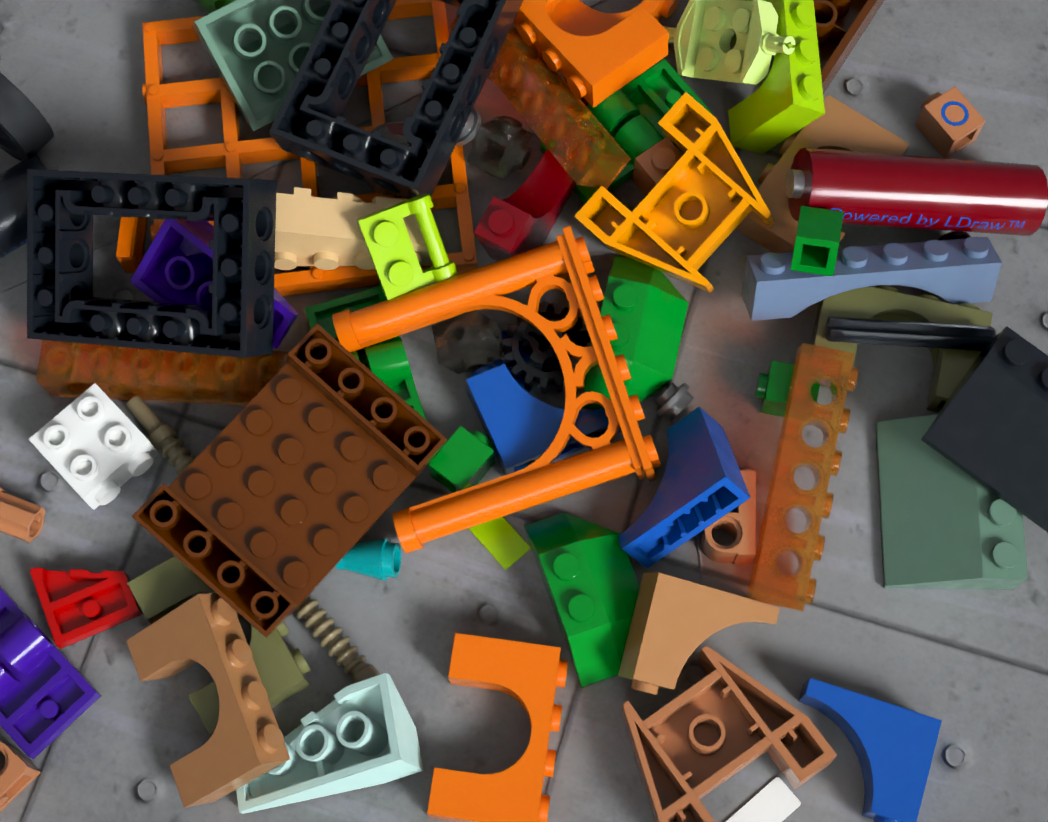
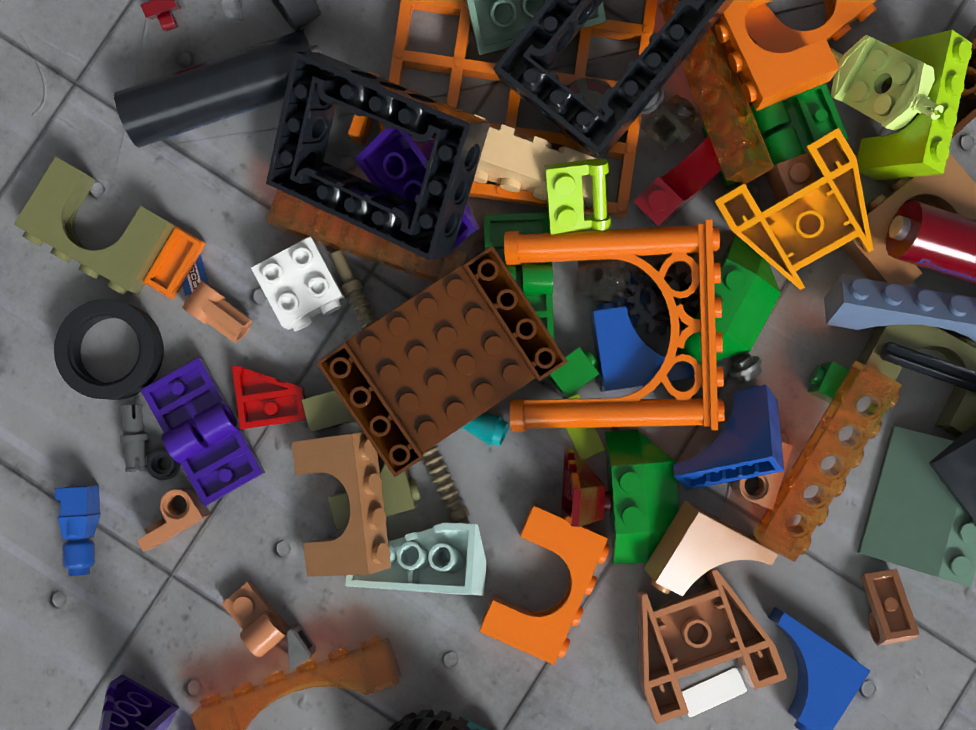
camera: 15 degrees right, 15 degrees up
(514, 600) = (582, 492): none -> dark red wedge
(817, 241) = (903, 284): green brick -> none
(946, 645) = (890, 613): none -> nougat plate

